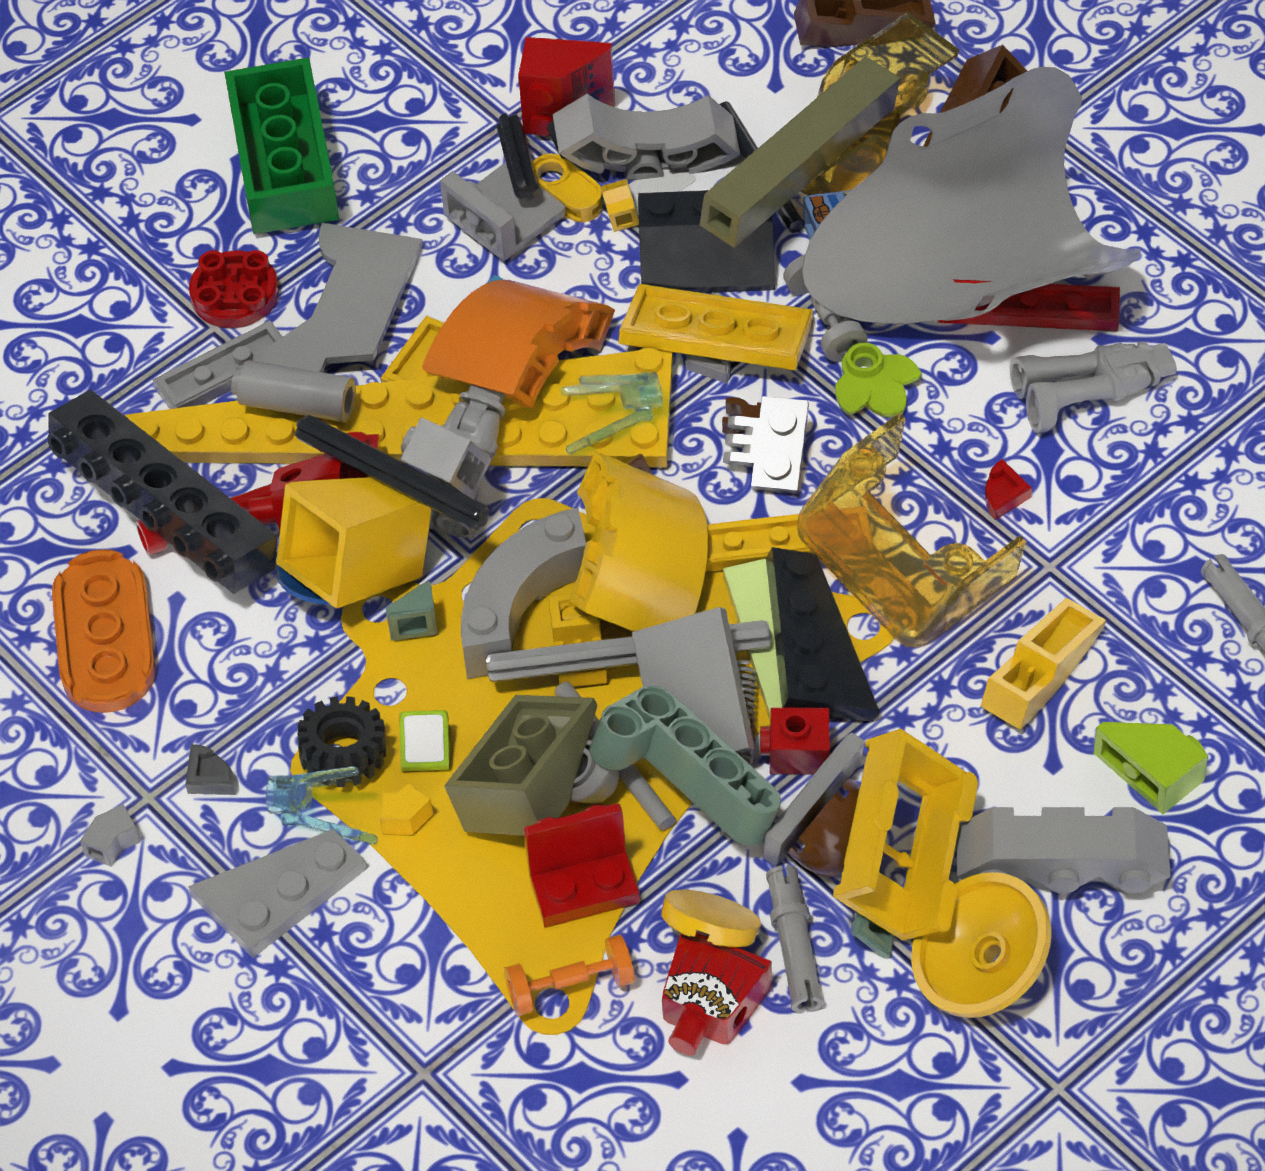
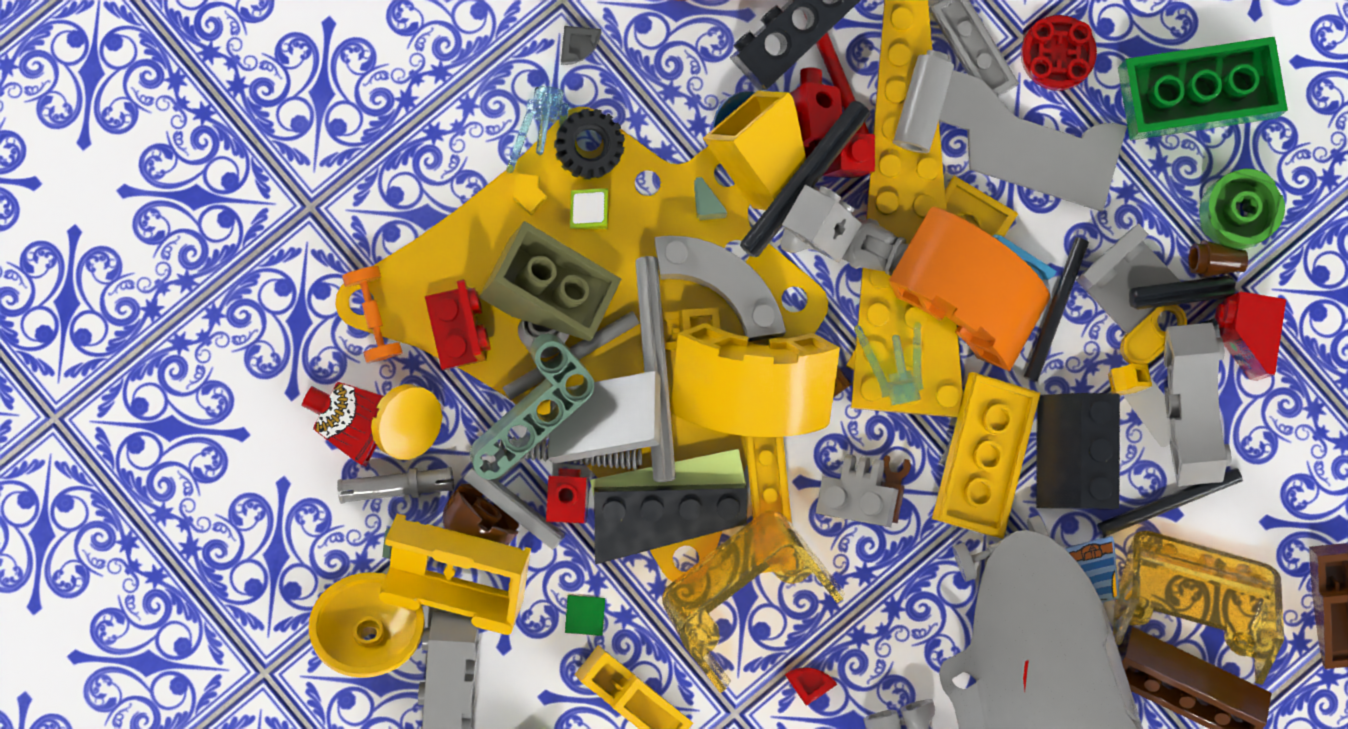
camera: 85 degrees right, 30 degrees up
(278, 890) = (468, 97): light grey wing -> none
(421, 106) = (1259, 198): none -> bright green brick
(478, 135) = (1216, 259): none -> reddish brown cone
(540, 277) = (1056, 309): none -> black bar
(799, 152) = (1147, 536): olive brick -> none
(877, 385) = (920, 586): lime plate -> none
(945, 728) = (585, 615): none -> green sticker

